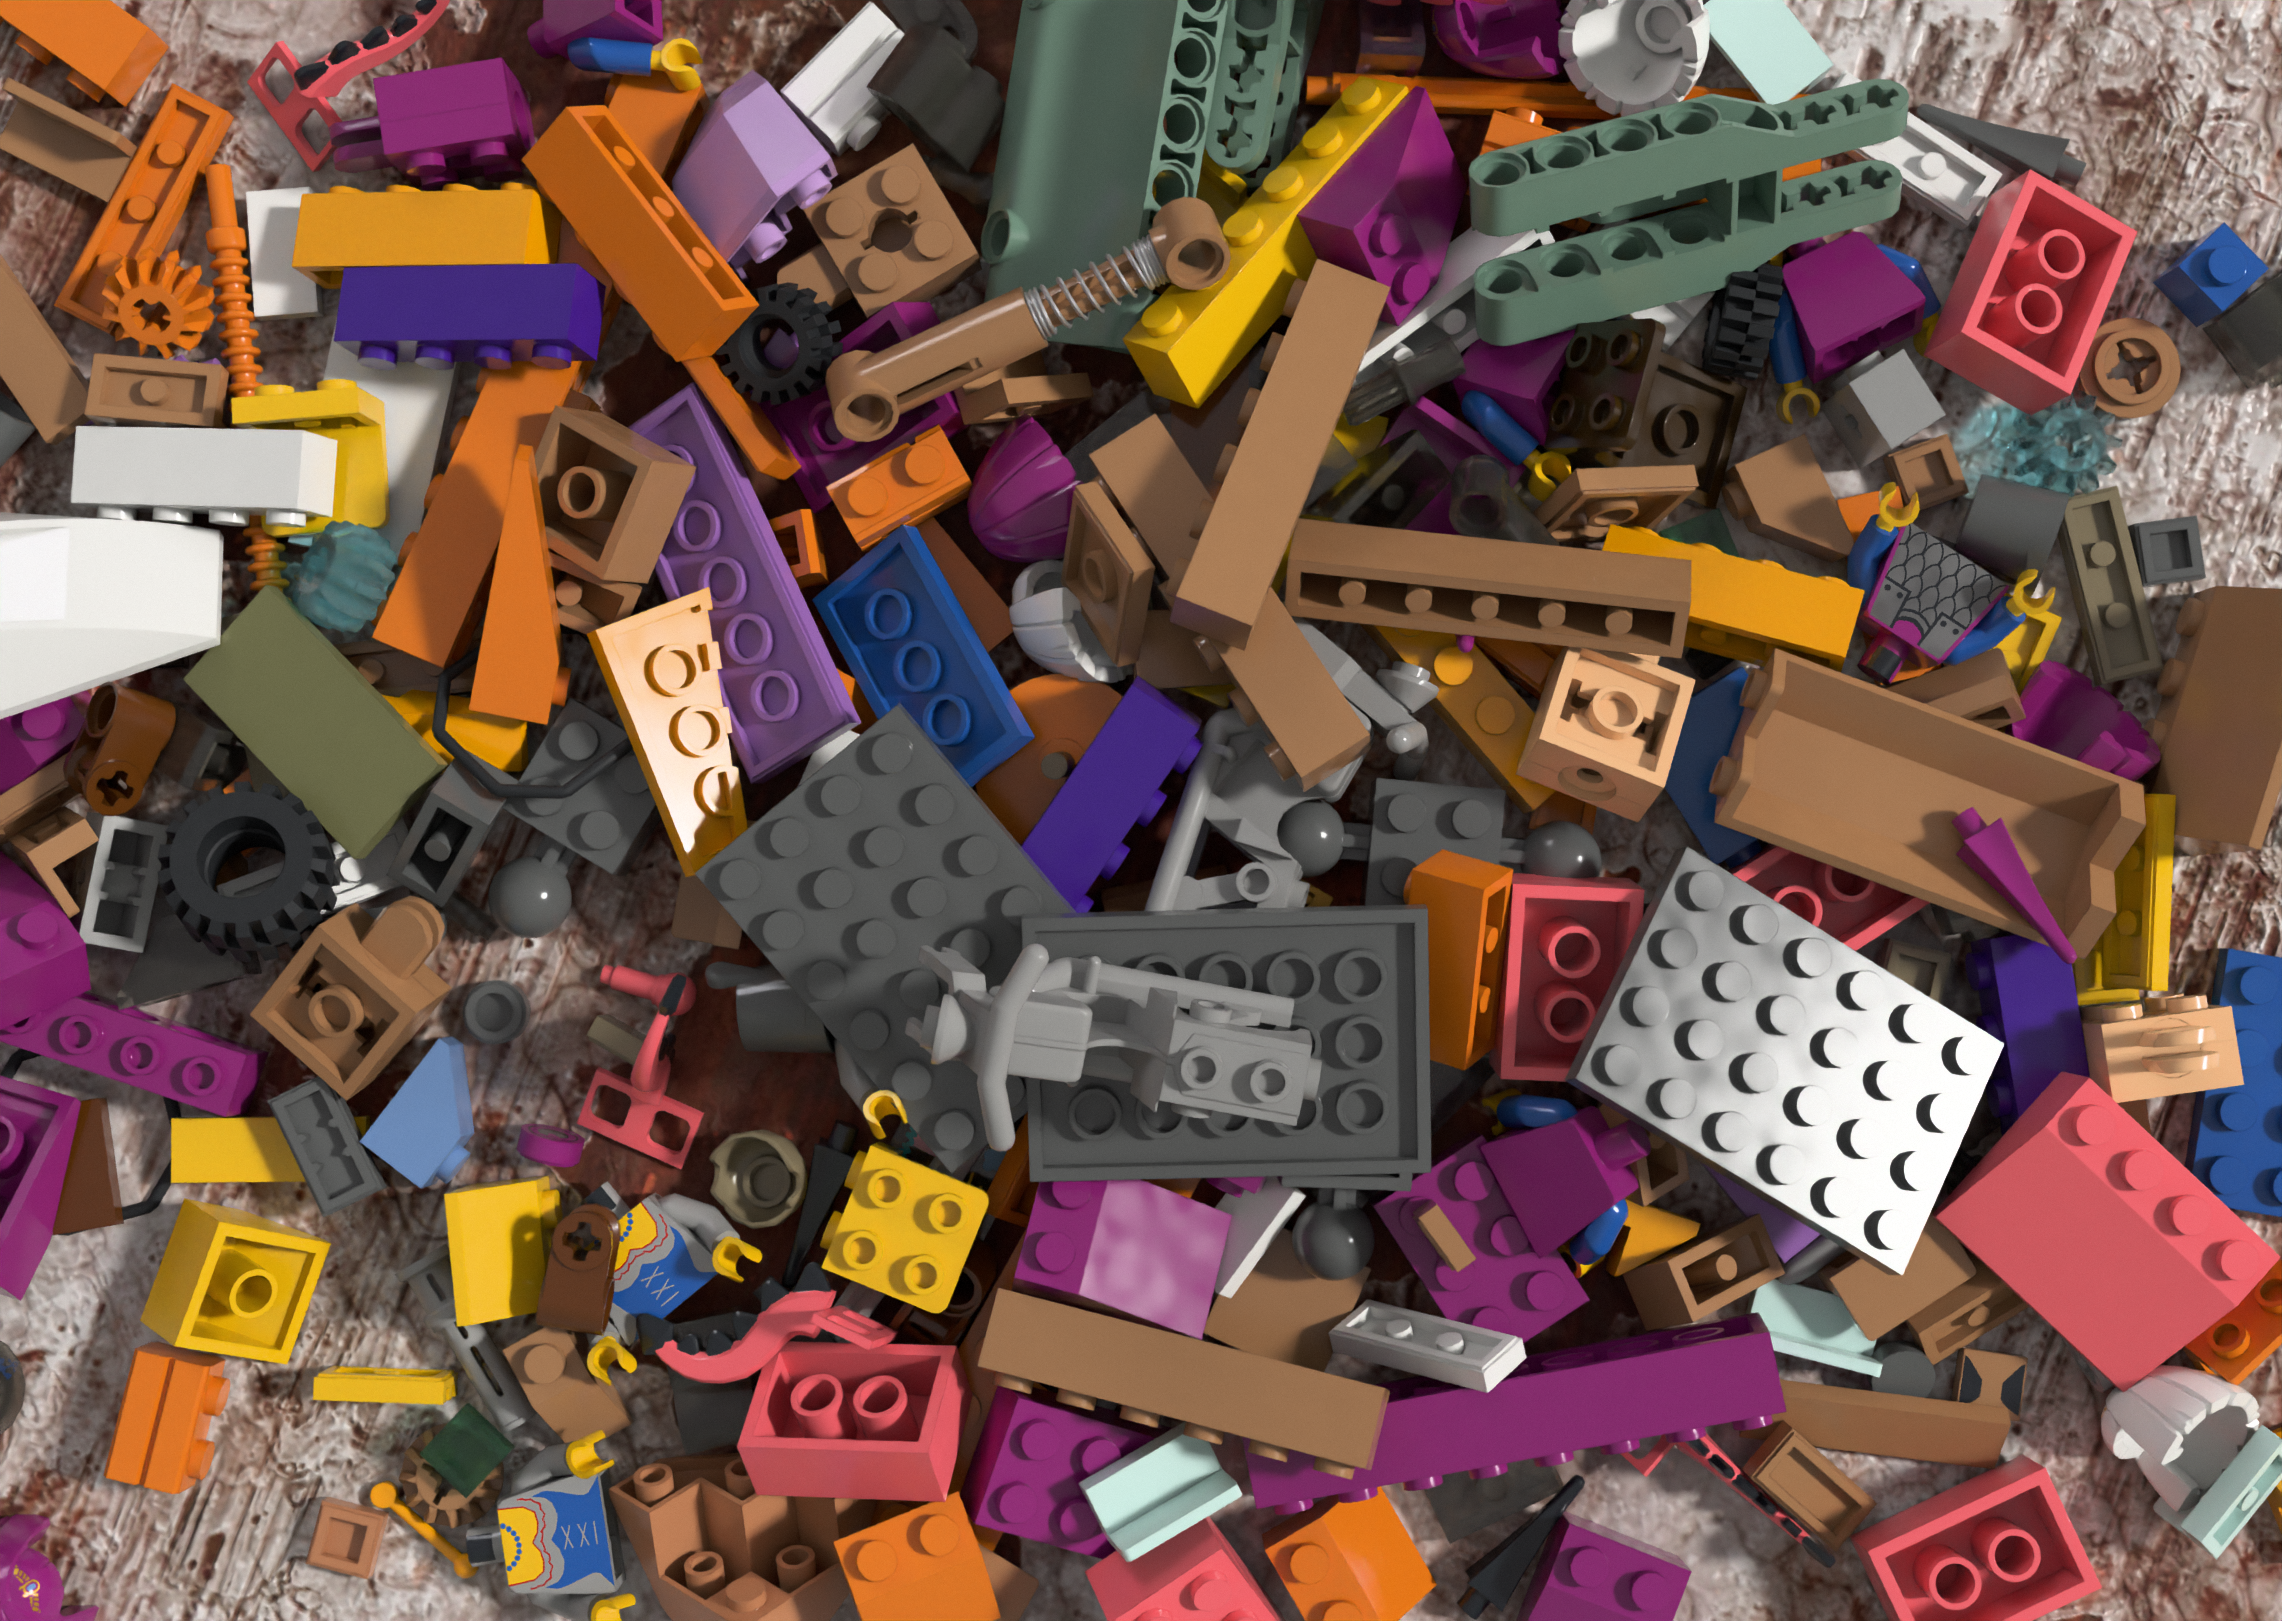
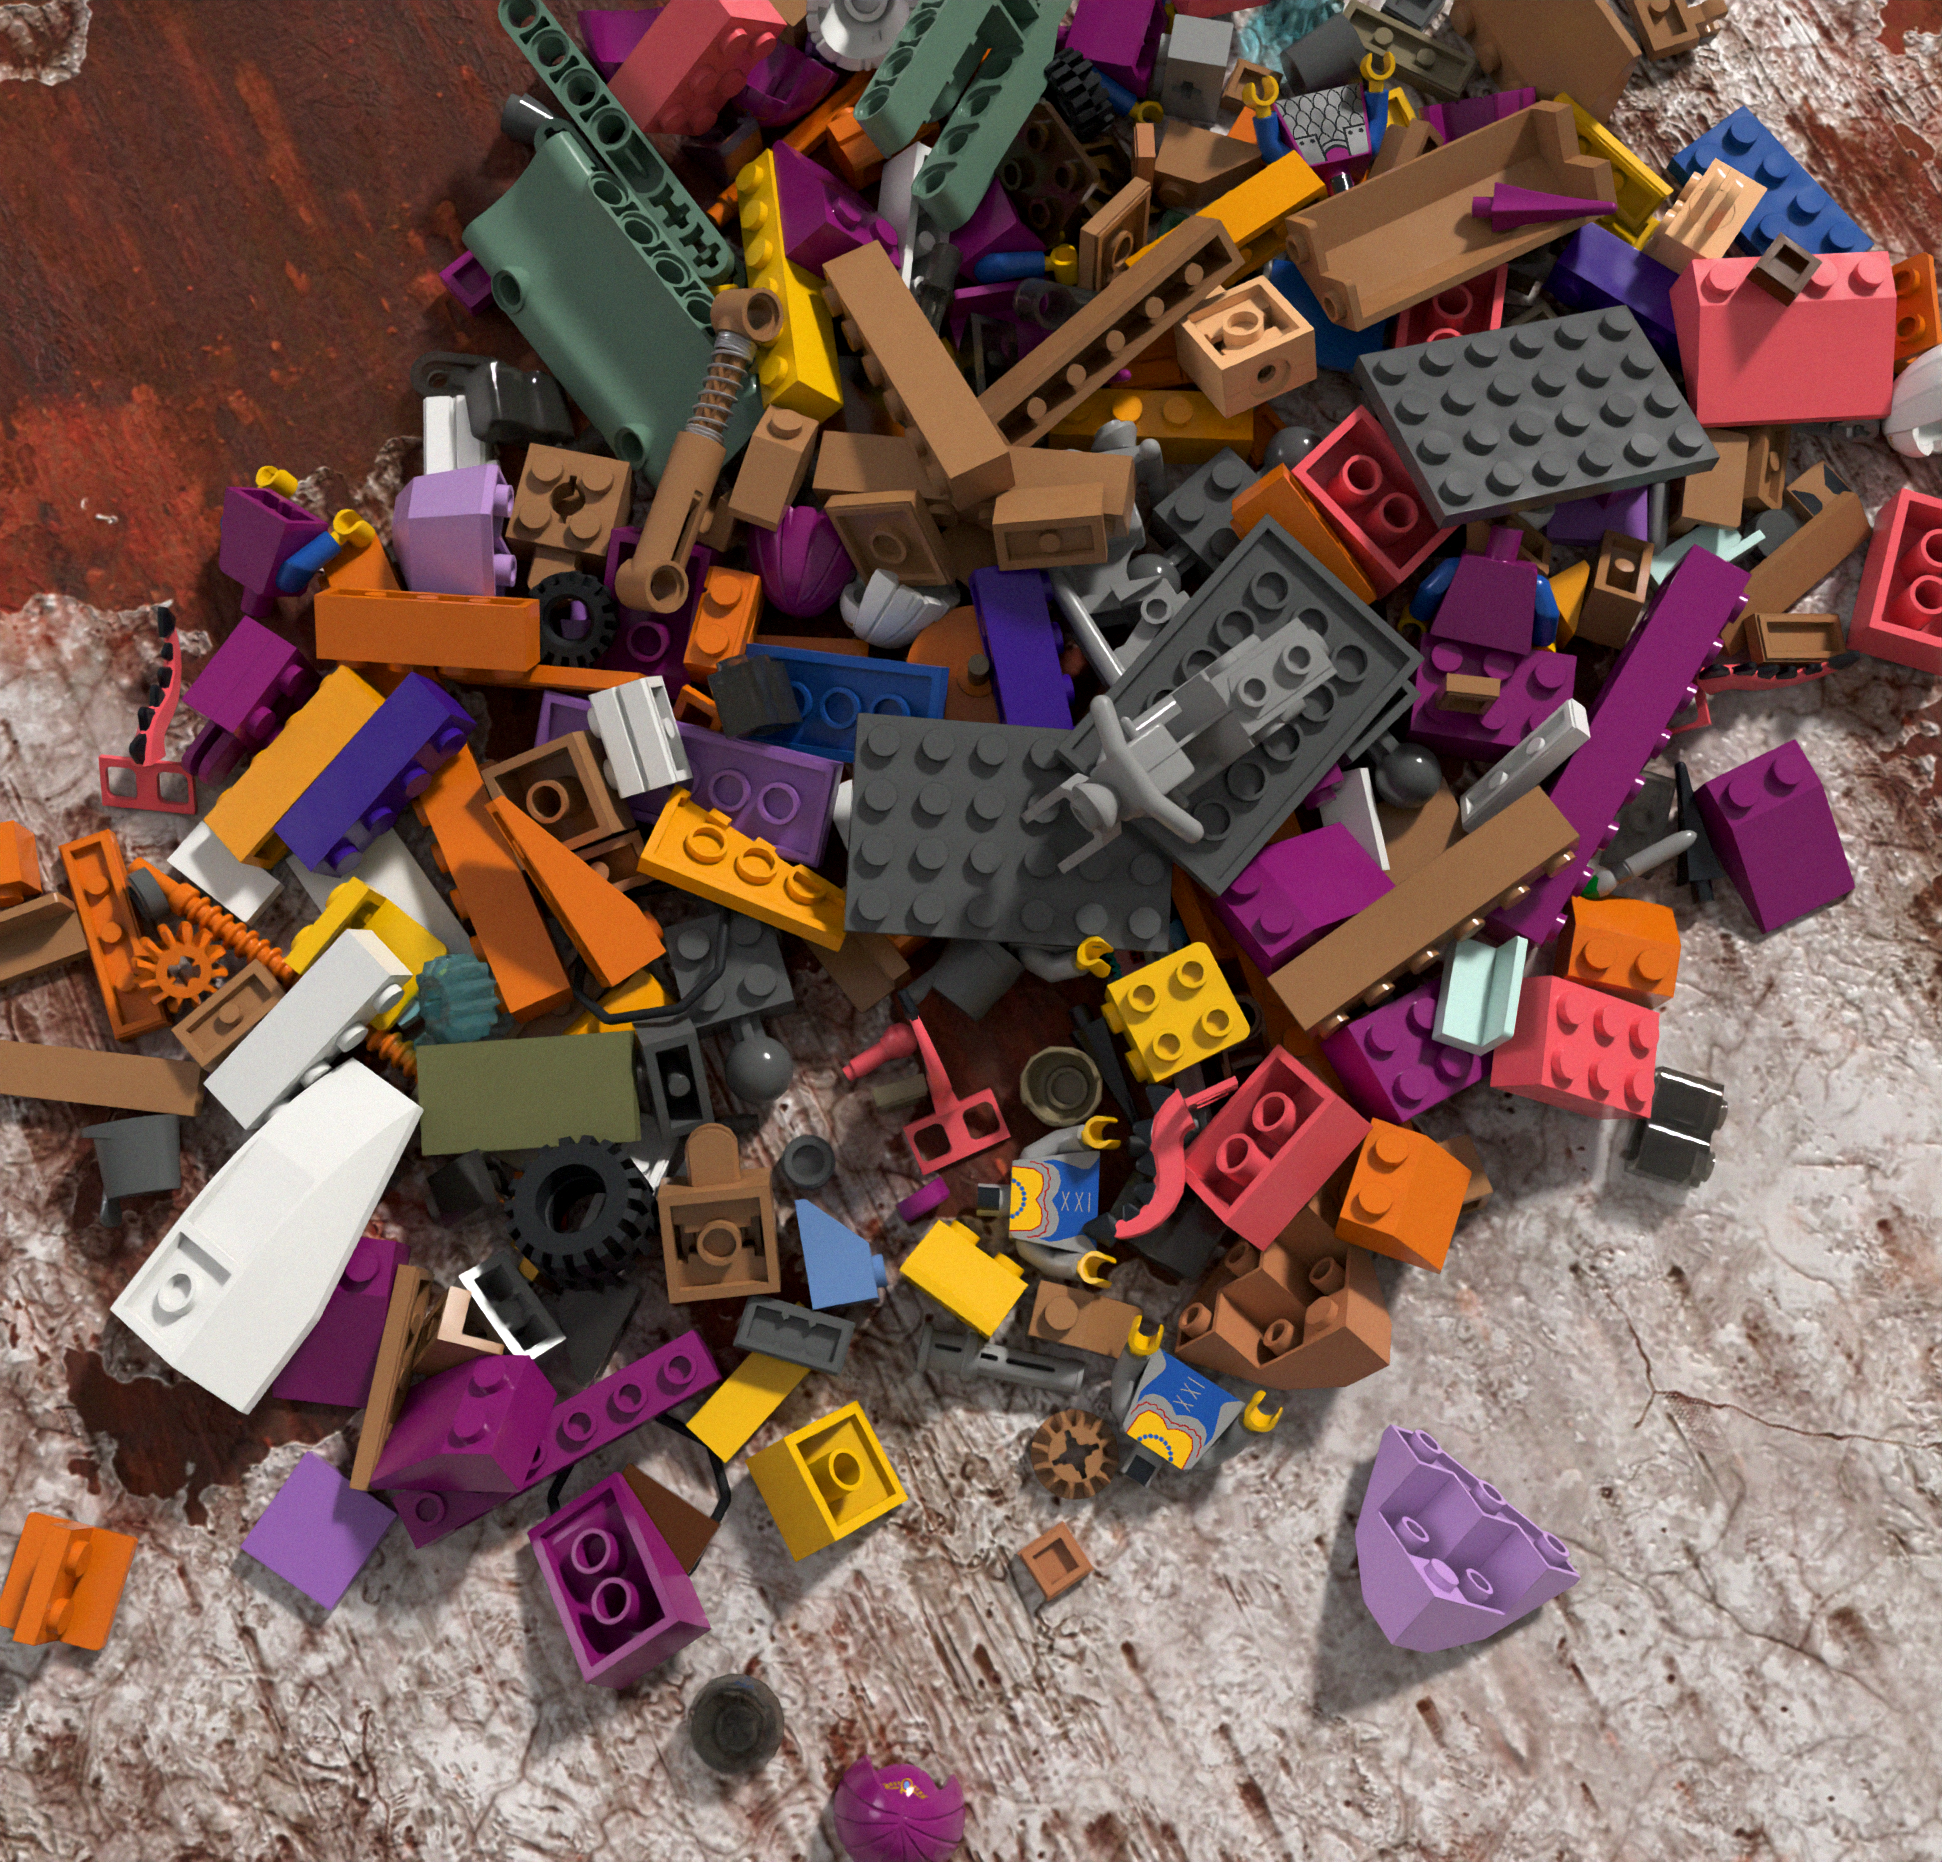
camera: 50 degrees left, 10 degrees down
(118, 742) = (423, 1227): reddish brown piece -> none
(167, 1418) = (874, 1606): orange brick -> none
(198, 207) = (147, 894): none -> dark grey tile
(385, 1385) = (980, 1440): yellow tile -> none
(386, 1495) = (1049, 1511): light orange hinge -> none
(467, 1450) = (1070, 1422): clear green tile -> none
(580, 1282) = (1031, 1245): reddish brown piece -> none
(714, 518) = (638, 737): none -> white brick
(843, 587) = (753, 697): none -> clear smoke brick
(1072, 403) = (773, 467): none -> medium nougat slope
(1230, 719) = (1050, 526): none -> medium nougat panel
(1402, 1506) = (1641, 862): none -> light grey piece
(1734, 446) = (1143, 153): none -> nougat tile
(2154, 1178) = (1784, 269): none -> reddish brown tile

